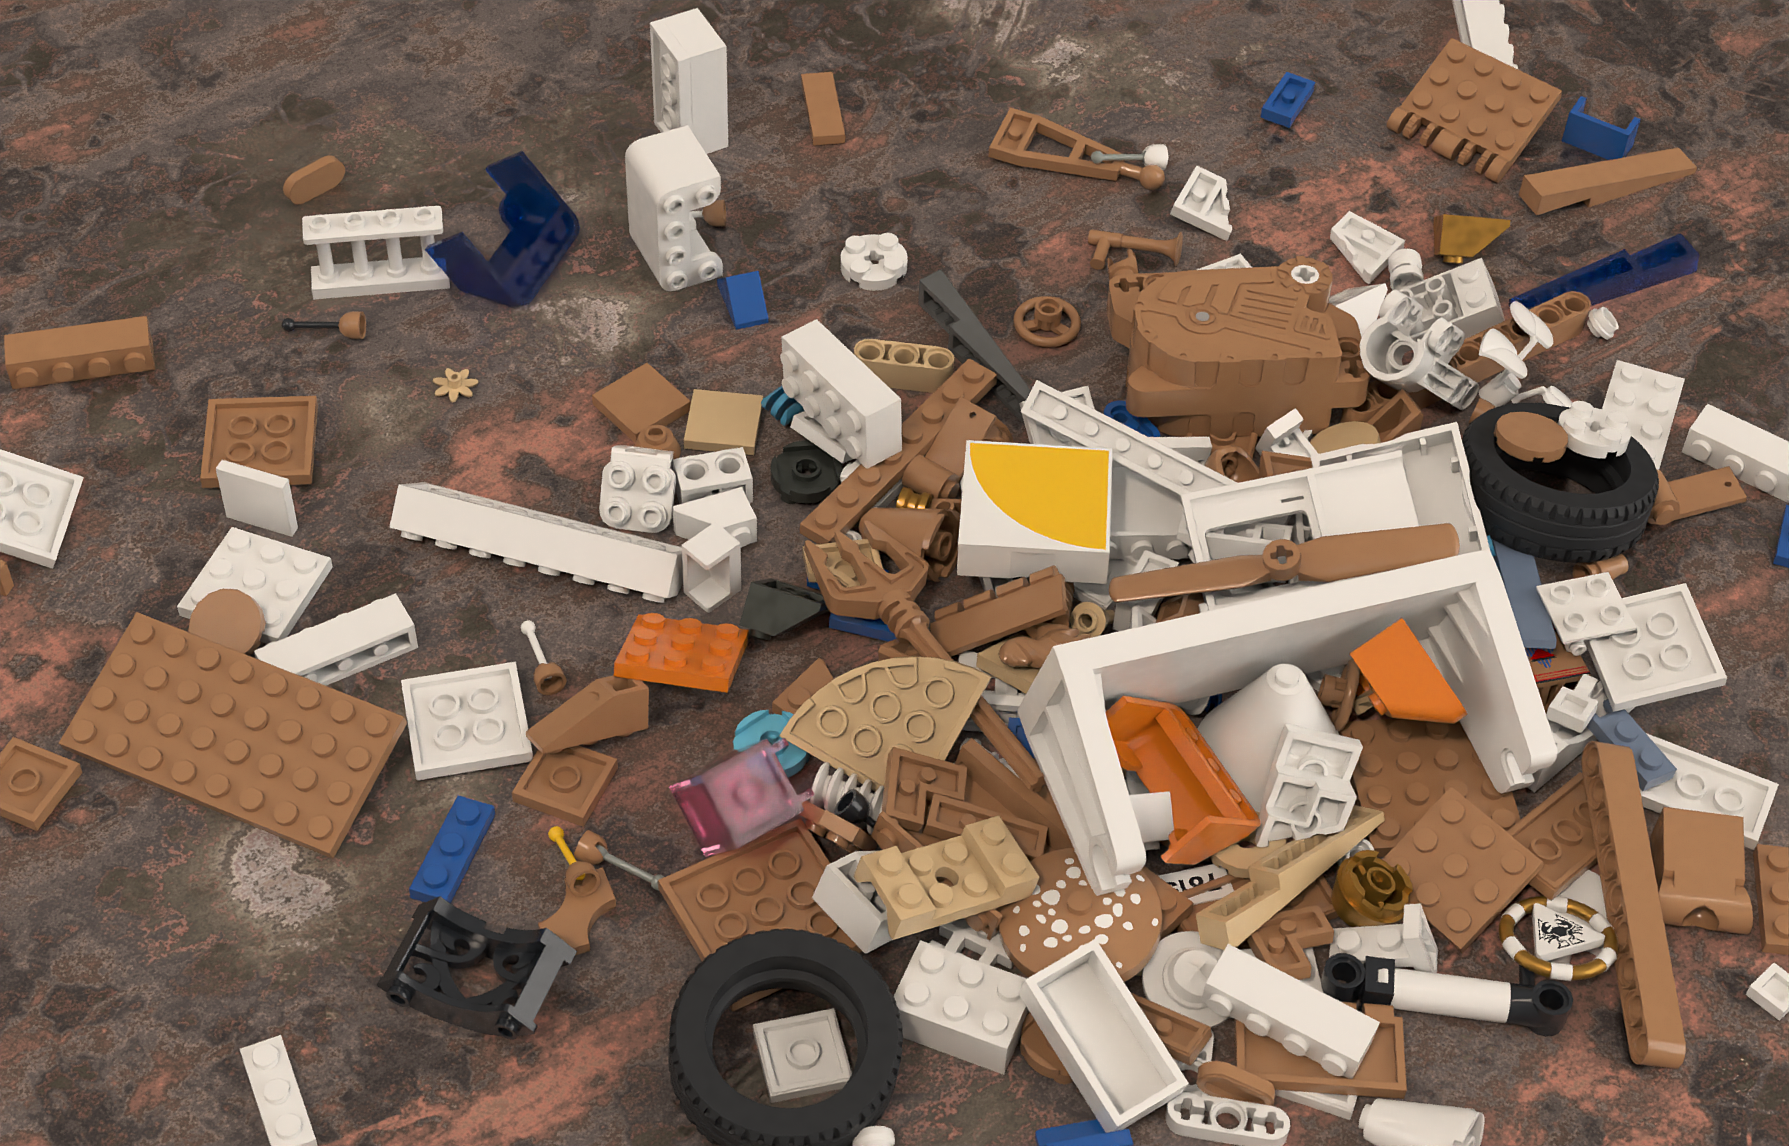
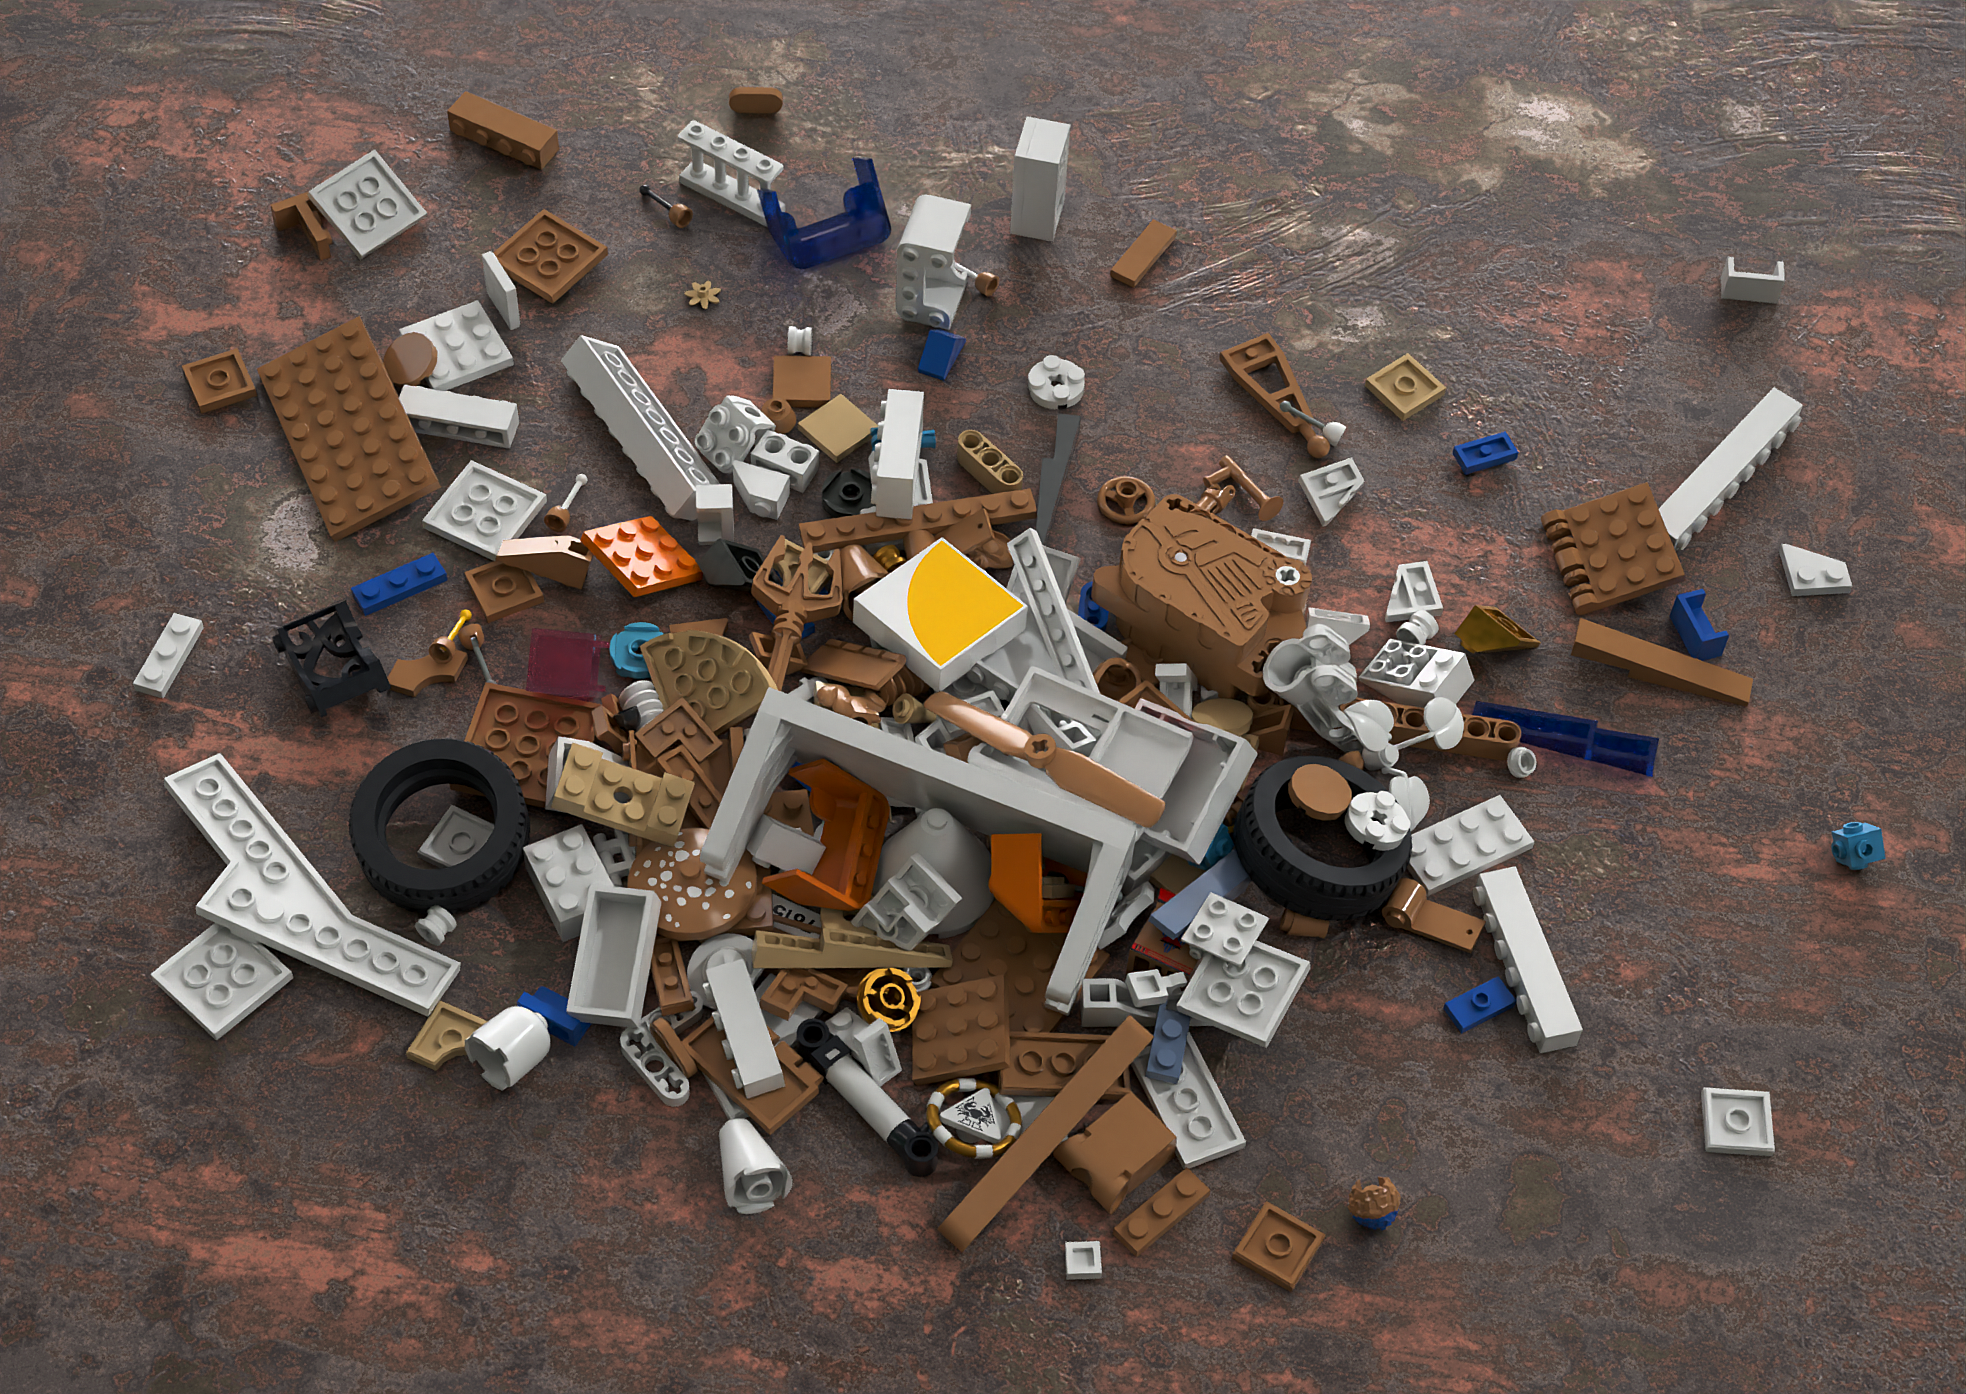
camera: 40 degrees right, 5 degrees up
(603, 366) = (799, 340): none -> white wheel
(1162, 87) = (1405, 386): none -> tan tile
(1621, 41) = (1813, 573): none -> white wing

